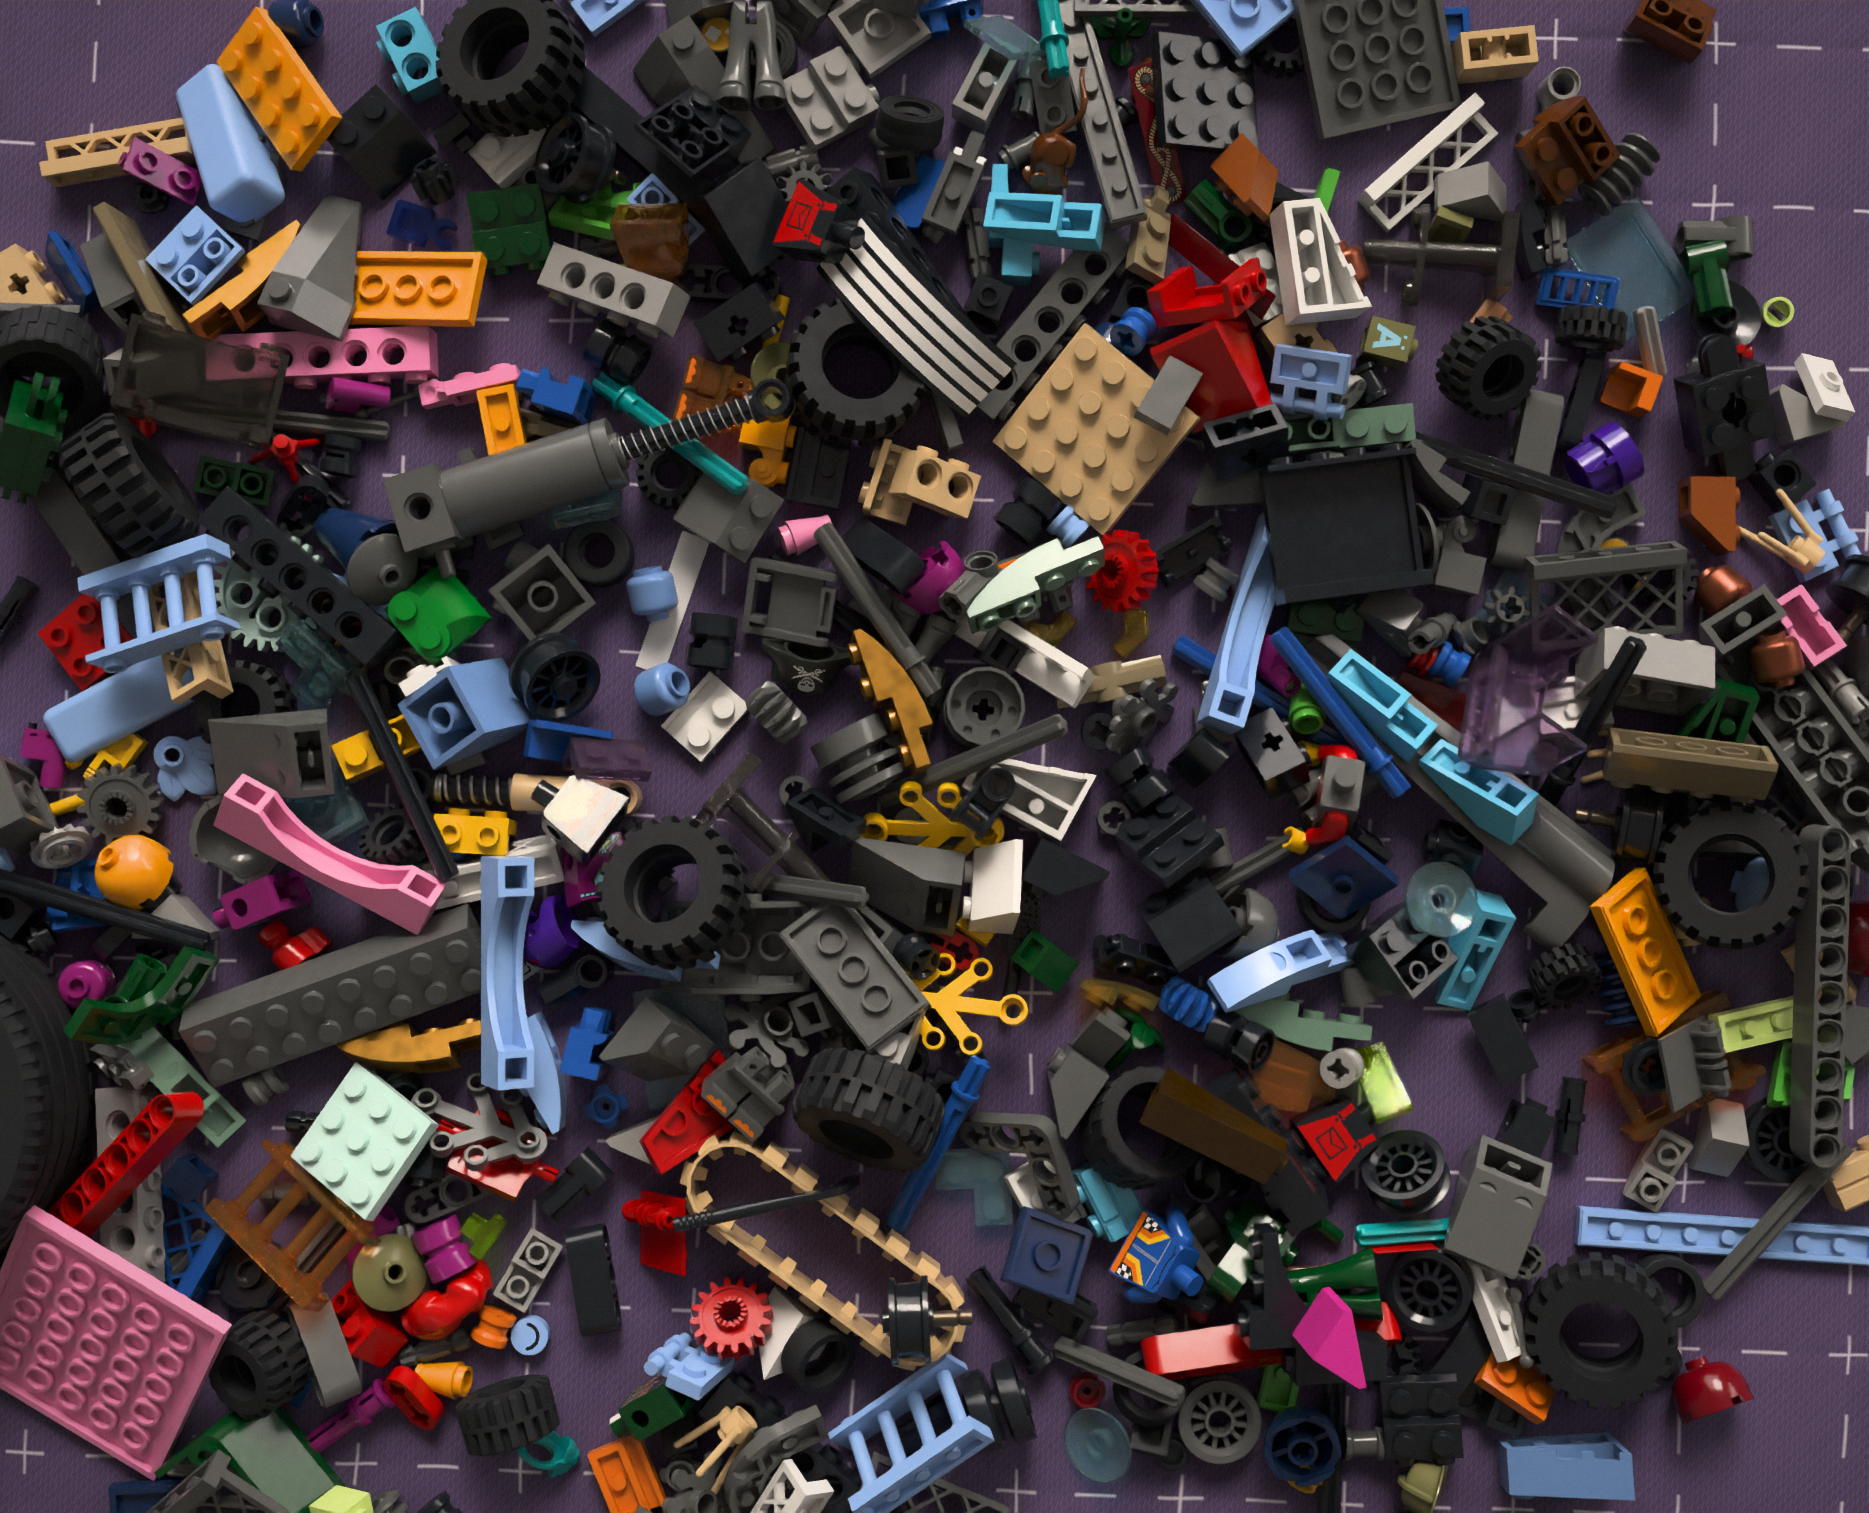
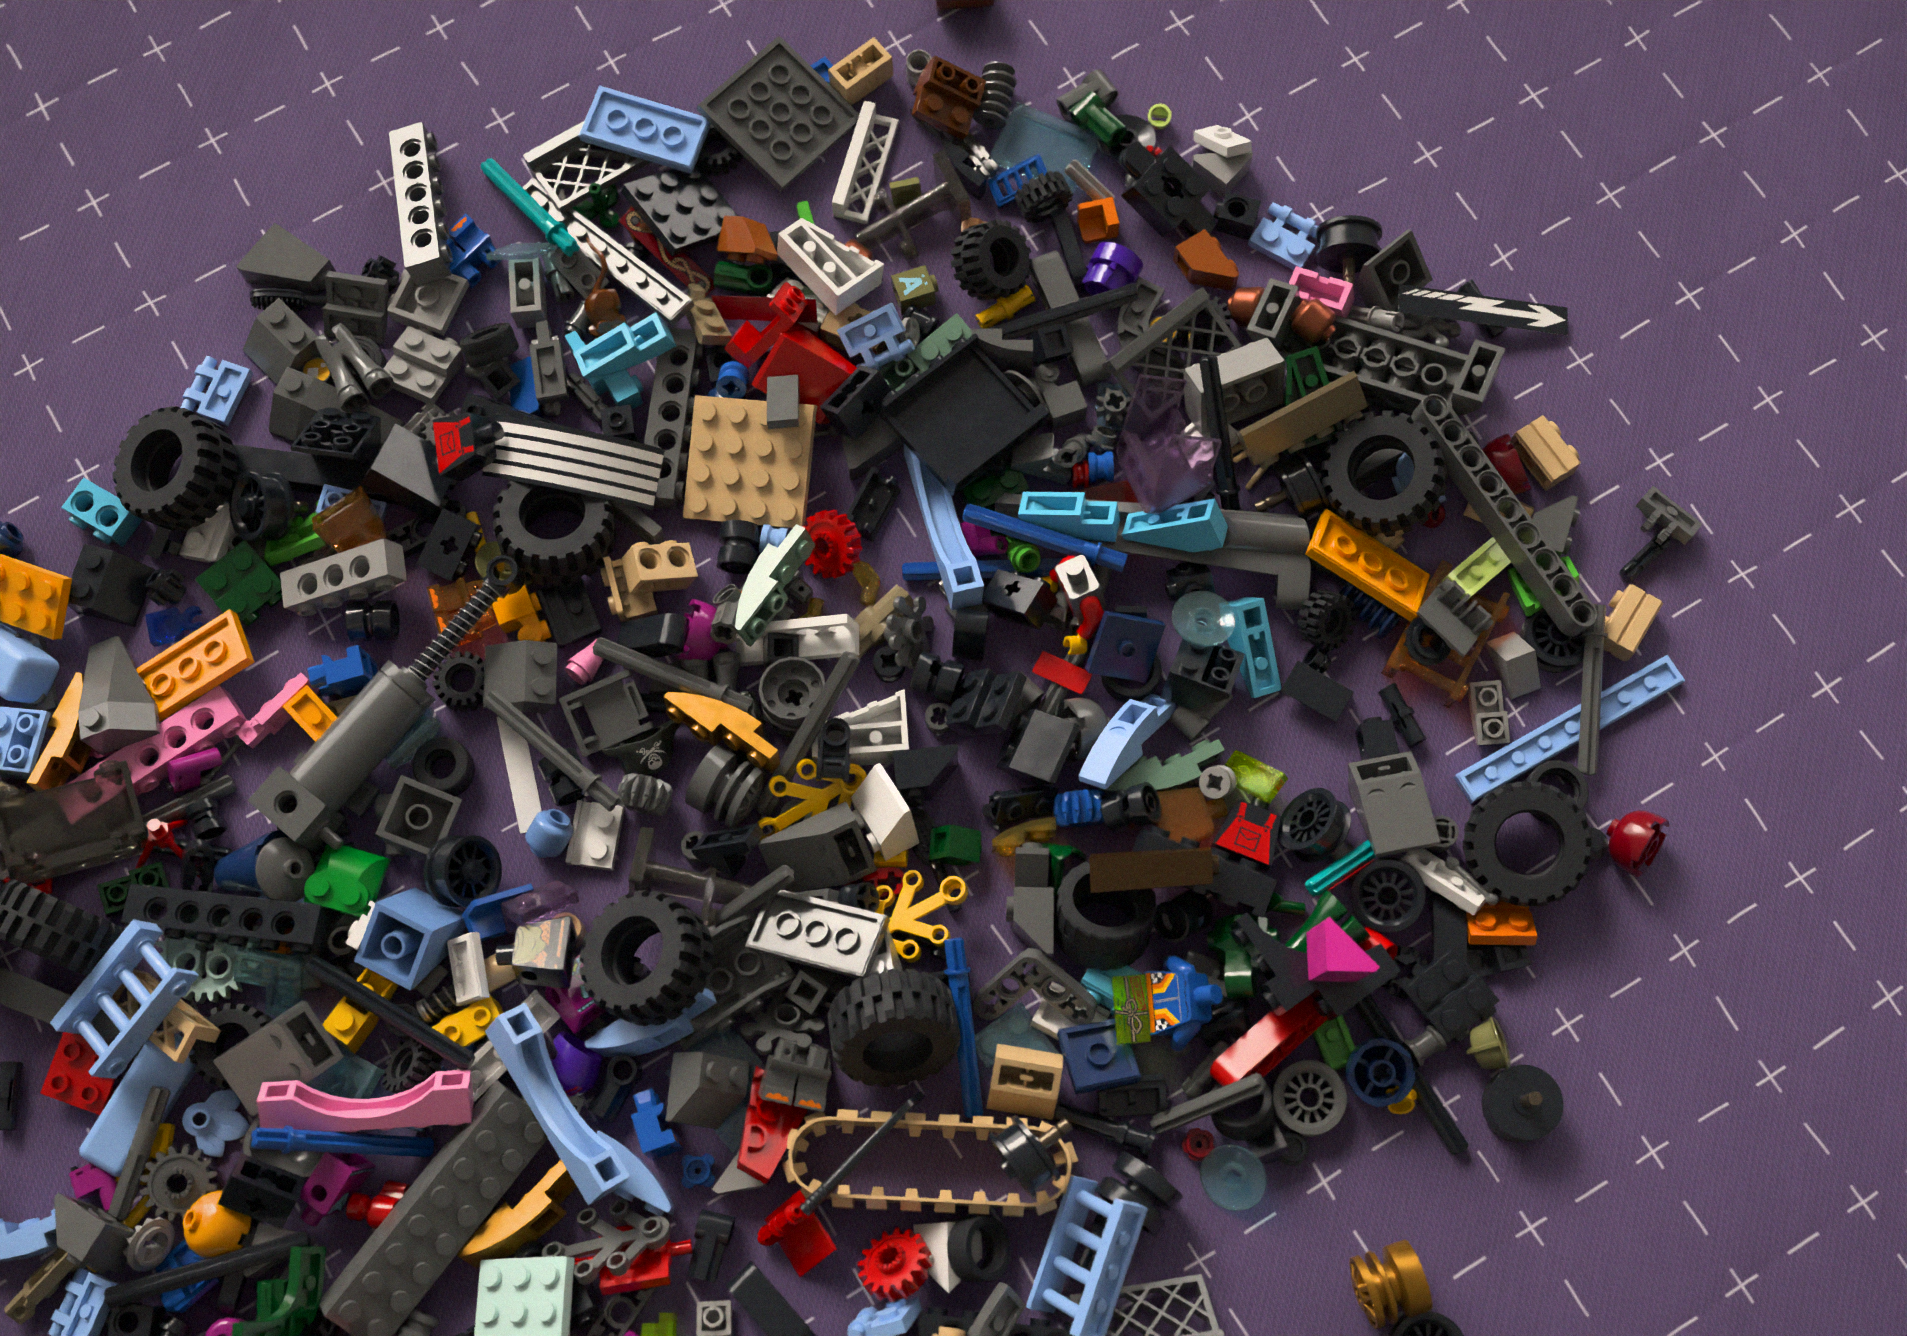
camera: 35 degrees left, 15 degrees down
(98, 753) = (139, 1152): none -> dark grey axle
(187, 871) = (261, 1191): none -> black brick
(237, 851) = (340, 1142): none -> blue axle
(502, 780) = (468, 968): none -> white plate
(626, 400) = (411, 649): teal axle -> none
(652, 593) = (500, 770): medium blue head -> none
(711, 613) = (583, 777): none -> dark grey axle
(964, 1230) = (1025, 1081): none -> tan slope
(1106, 1235) = (1130, 1009): none -> clear neon green tile
(1216, 579) = (902, 510): dark grey wheel -> none
(1264, 853) = (1062, 672): none -> red sticker
(1465, 425) = (1005, 308): none -> yellow pin
(1472, 192) = (904, 161): light grey slope -> none
(1566, 1467) = (1578, 963): medium blue wedge -> none
(1799, 552) = (1282, 249): tan plant -> none

